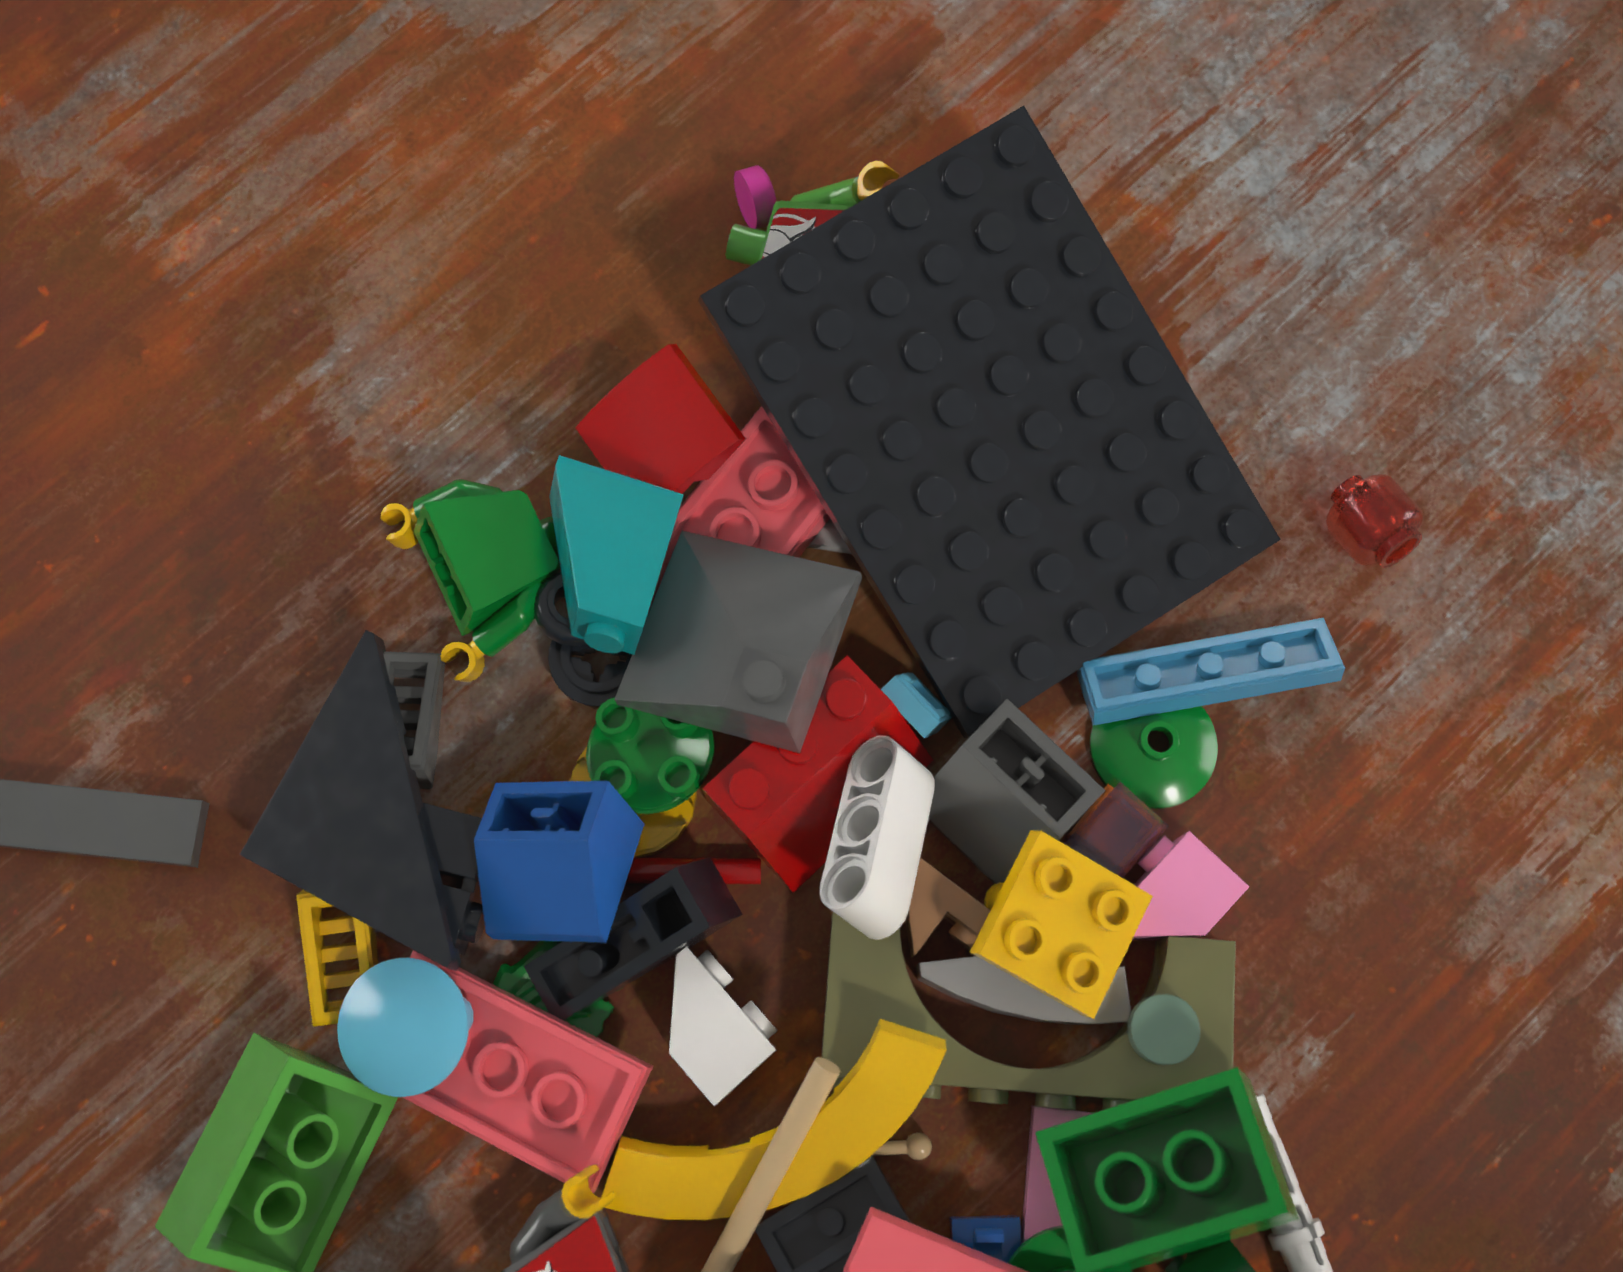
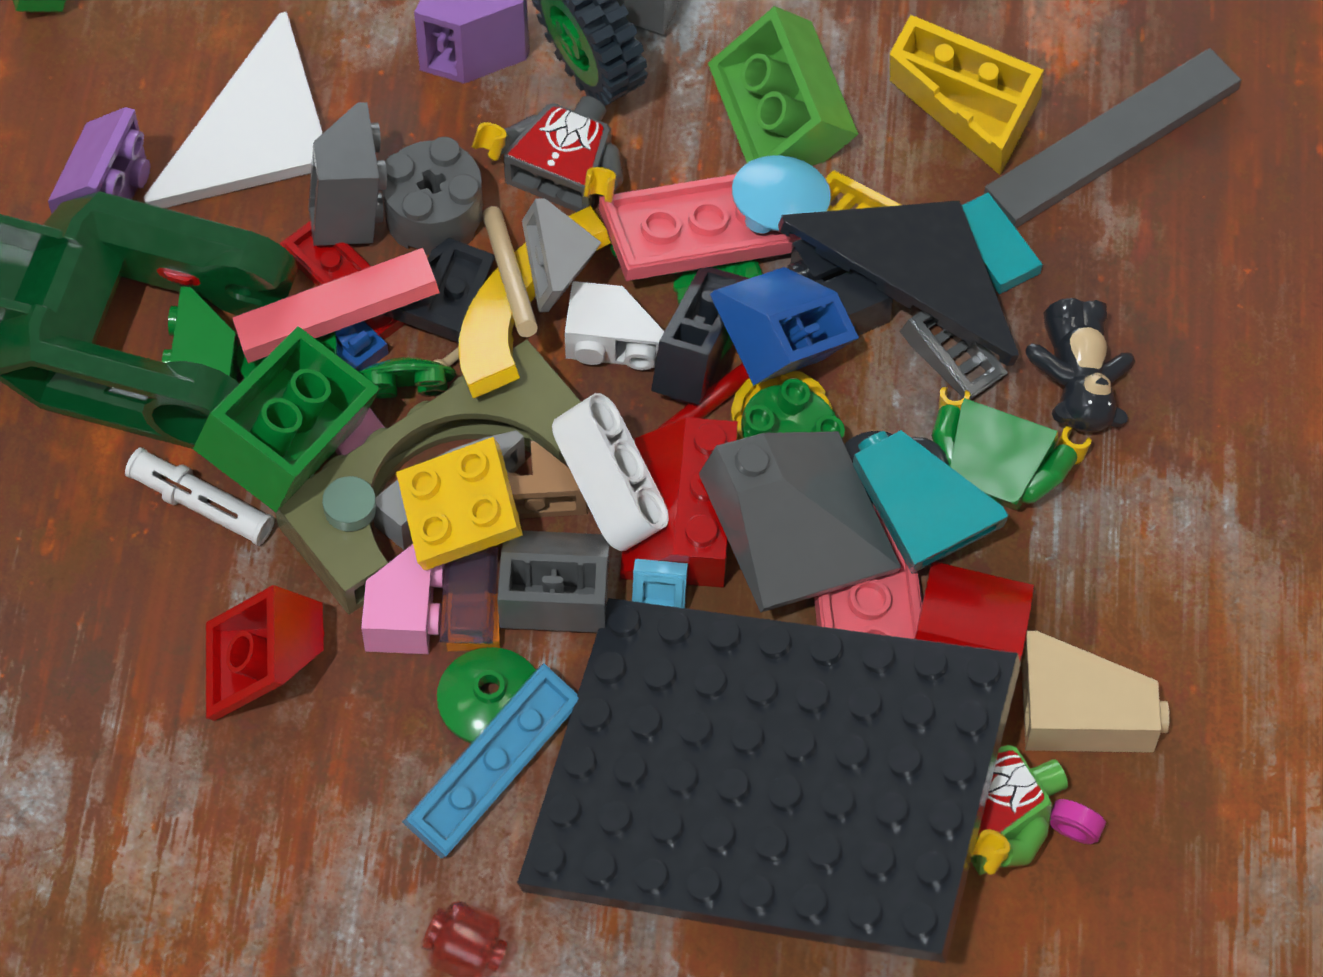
camera: 140 degrees right, 15 degrees down
(90, 984) = (967, 88): none -> yellow wedge
(243, 788) = (1000, 244): none -> teal tile
(312, 585) = (1079, 365): none -> black piece
(643, 278) = (1086, 701): none -> tan slope
(709, 1141) = (555, 250): none -> light grey slope
(979, 1146) = (427, 375): none -> green dish
(1353, 956) = (259, 647): none -> red slope

